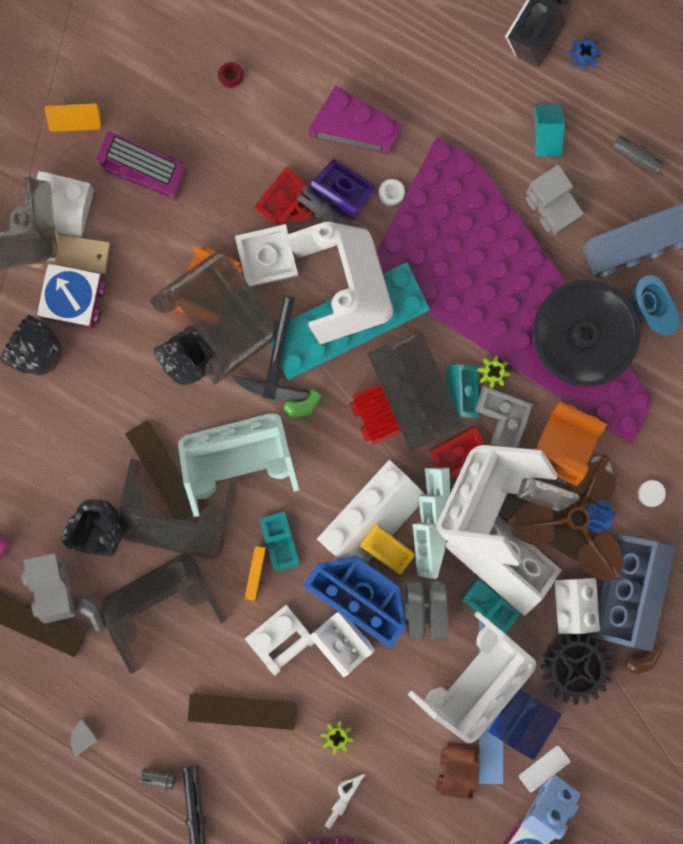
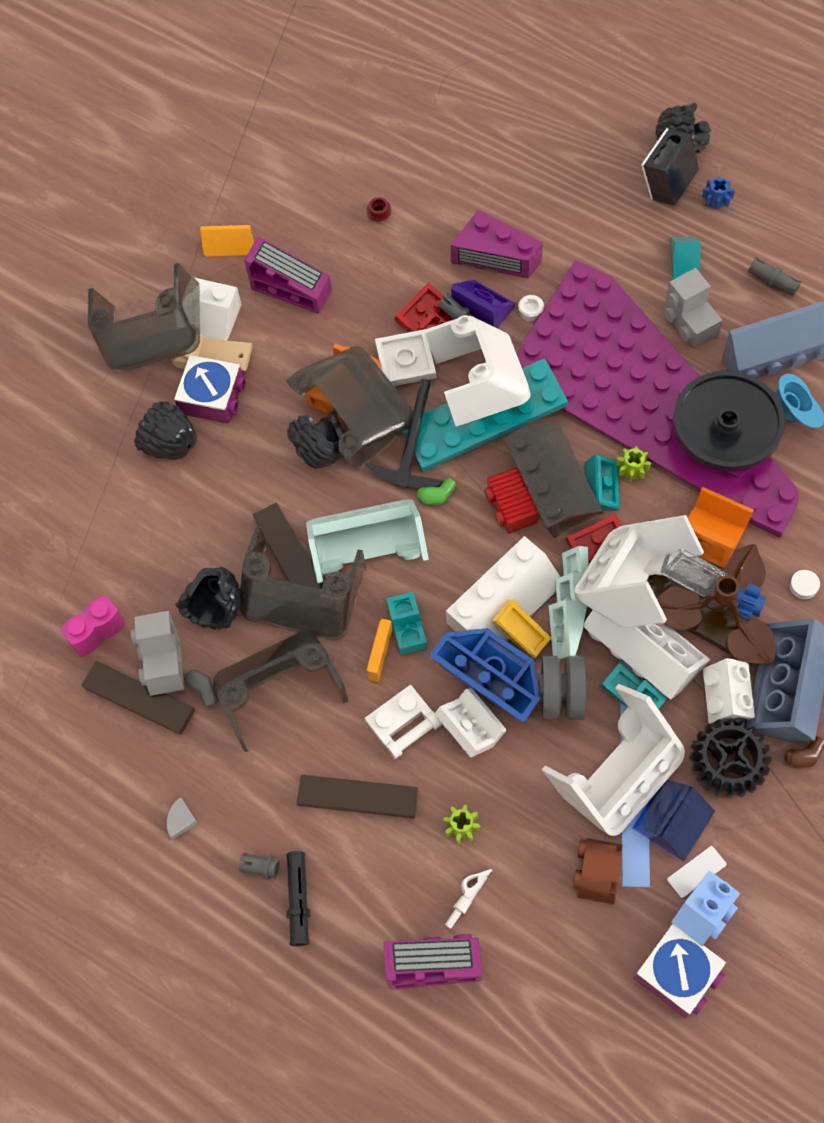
camera: 10 degrees right, 20 degrees down
(510, 413) = (644, 498): light grey tile -> none

